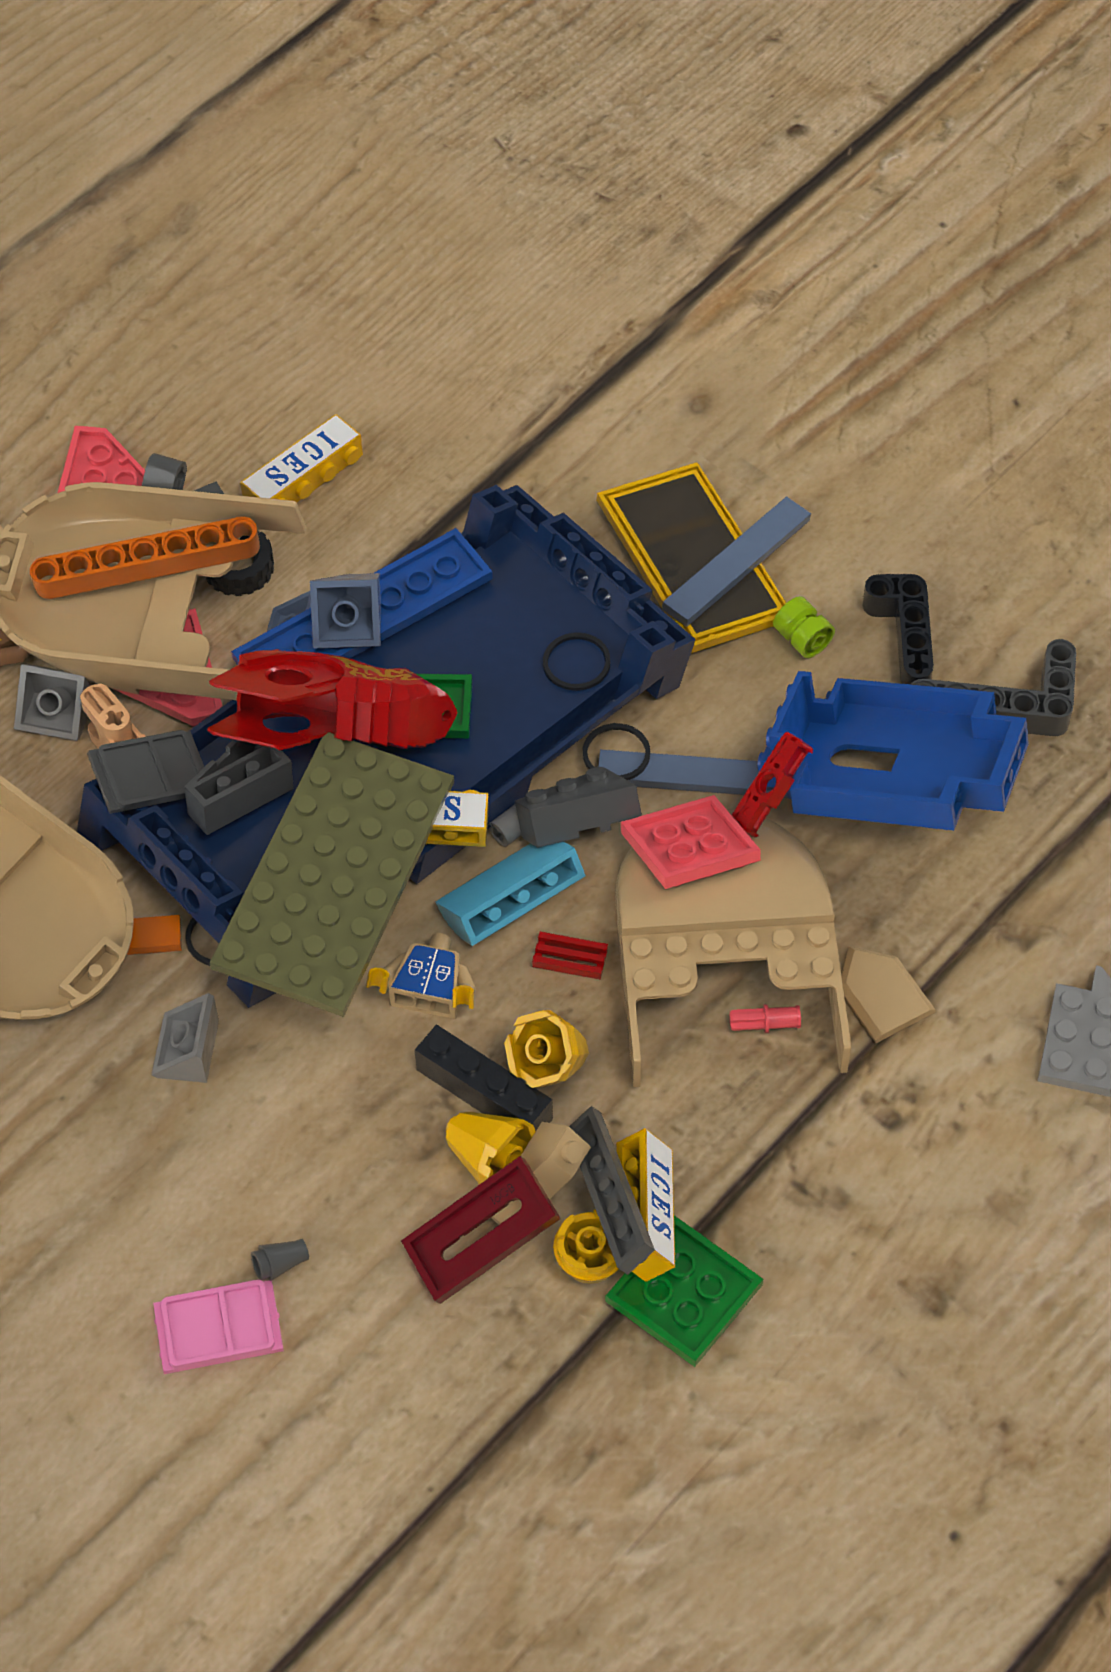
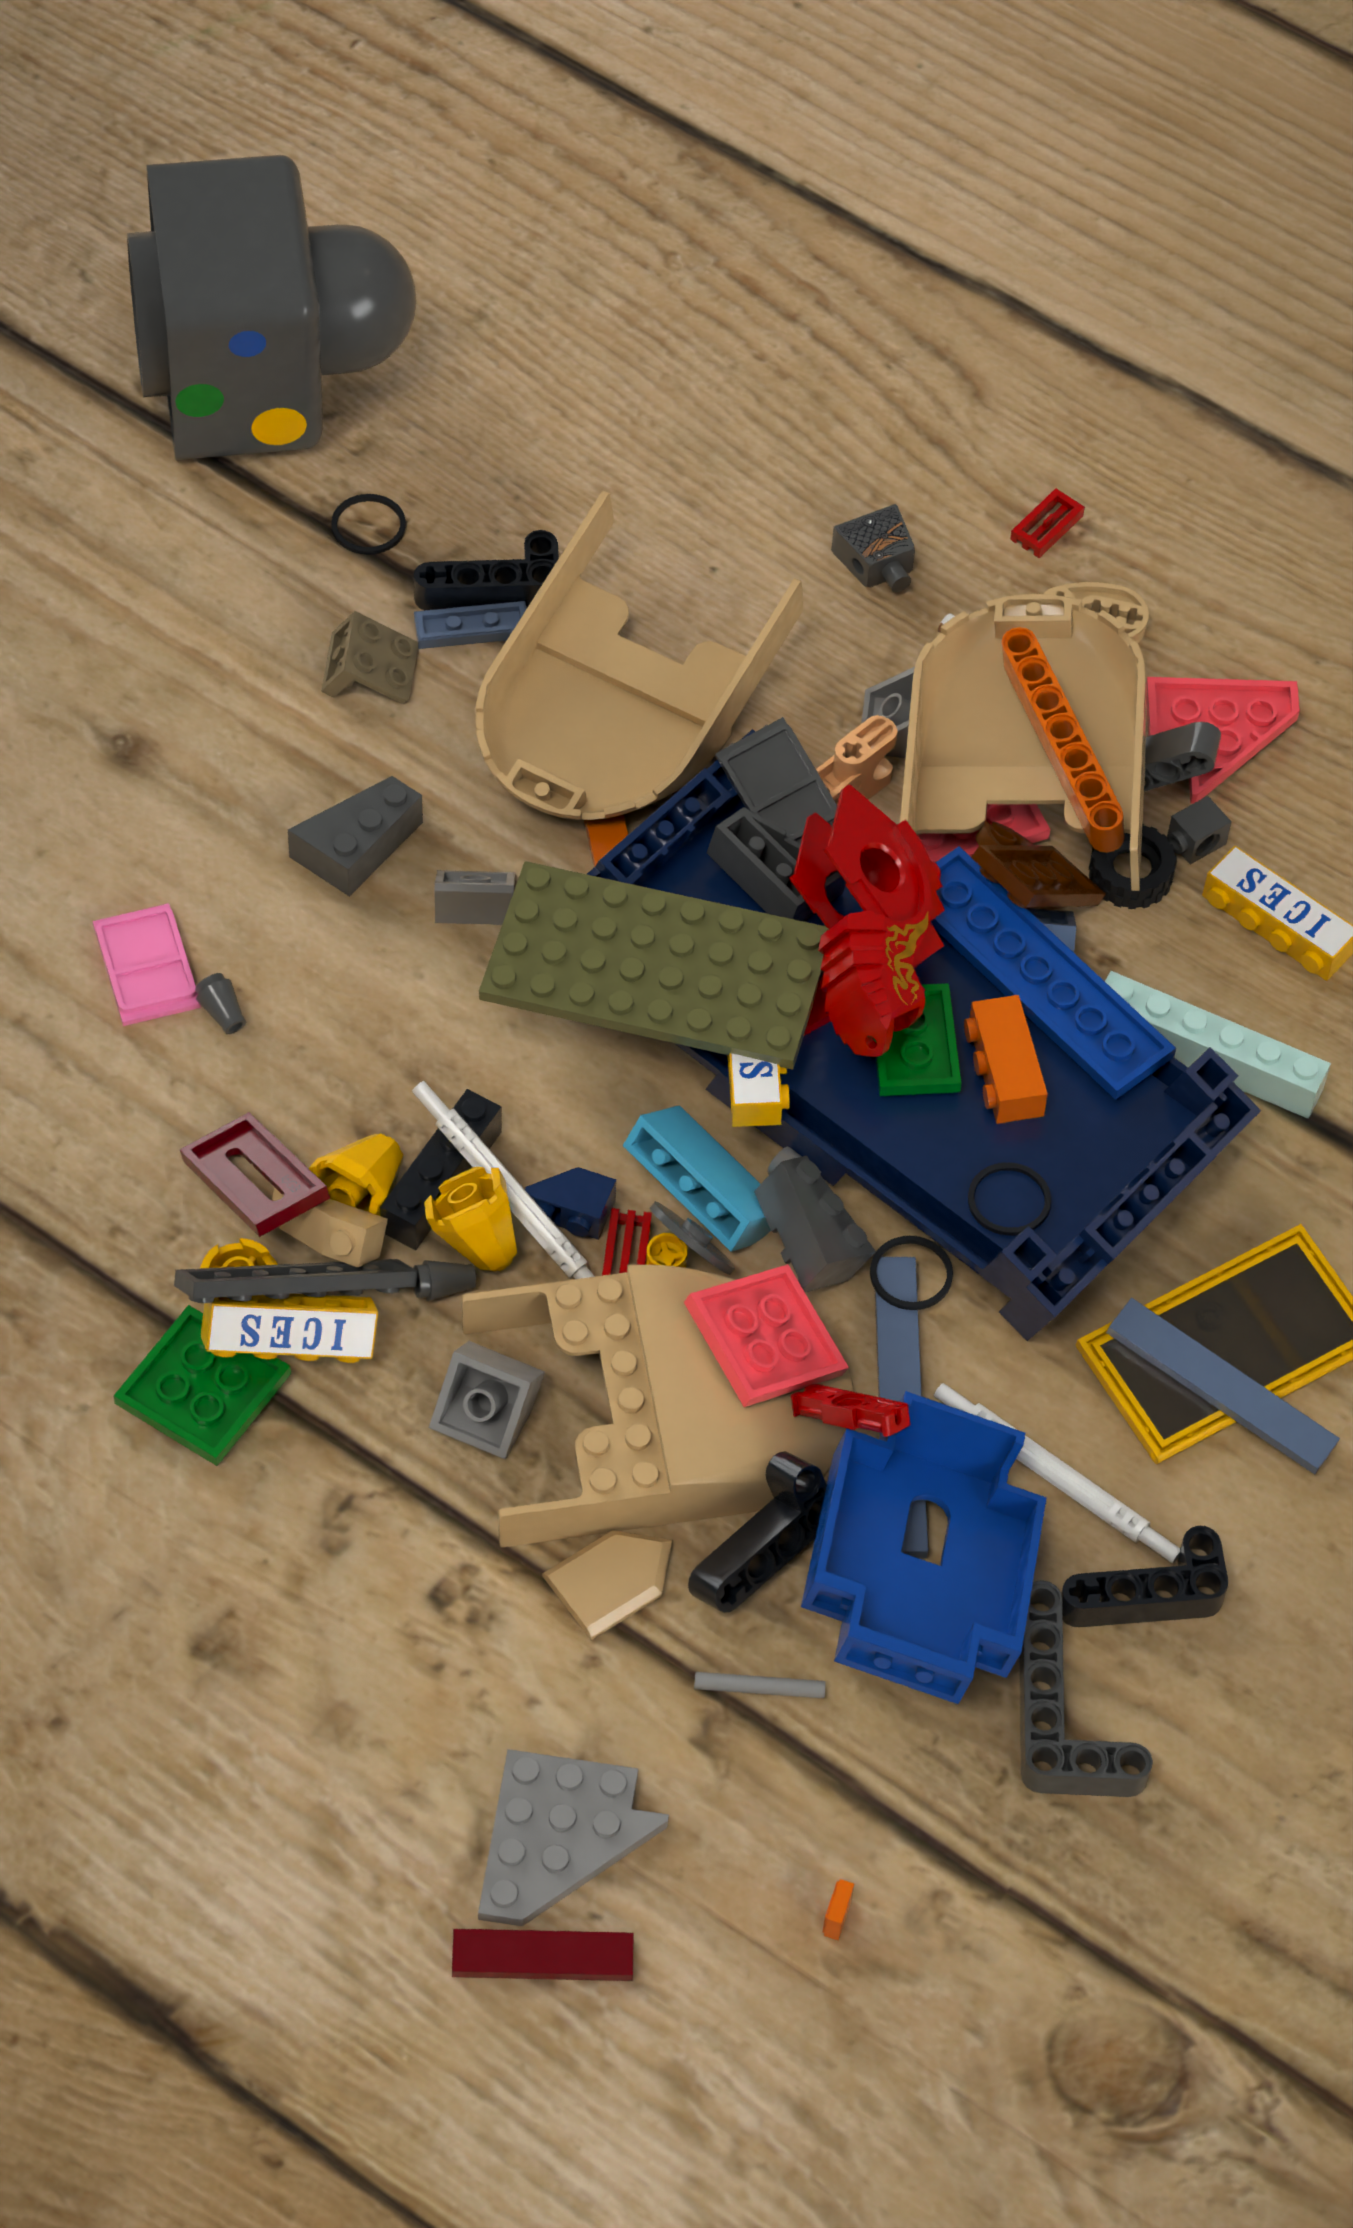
camera: 80 degrees right, 0 degrees up
(112, 1130) = (357, 834): none -> dark grey wedge
(254, 612) = (1032, 872): none -> reddish brown plate
(346, 611) = (1023, 941): sand blue slope -> none
(426, 979) = (572, 1101): torso -> none
(436, 510) = (1263, 1064): none -> light aqua brick
(449, 642) = (1006, 1059): none -> orange brick
(494, 1038) = (521, 1203): none -> white axle
(527, 982) = (576, 1200): none -> dark blue slope
(574, 896) = (693, 1236): none -> dark grey piece
(590, 921) = (666, 1250): none -> yellow wheel
(592, 1091) = (443, 1279): none -> dark grey cone
(714, 1065) = (486, 1398): none -> light grey slope
(765, 1018) = (559, 1453): coral axle -> none
(802, 626) = (1130, 1465): lime wheel -> none
(816, 665) = (1072, 1482): none -> white axle
(861, 873) = (766, 1539): none -> black beam
(979, 896) = (759, 1685): none -> light grey piece

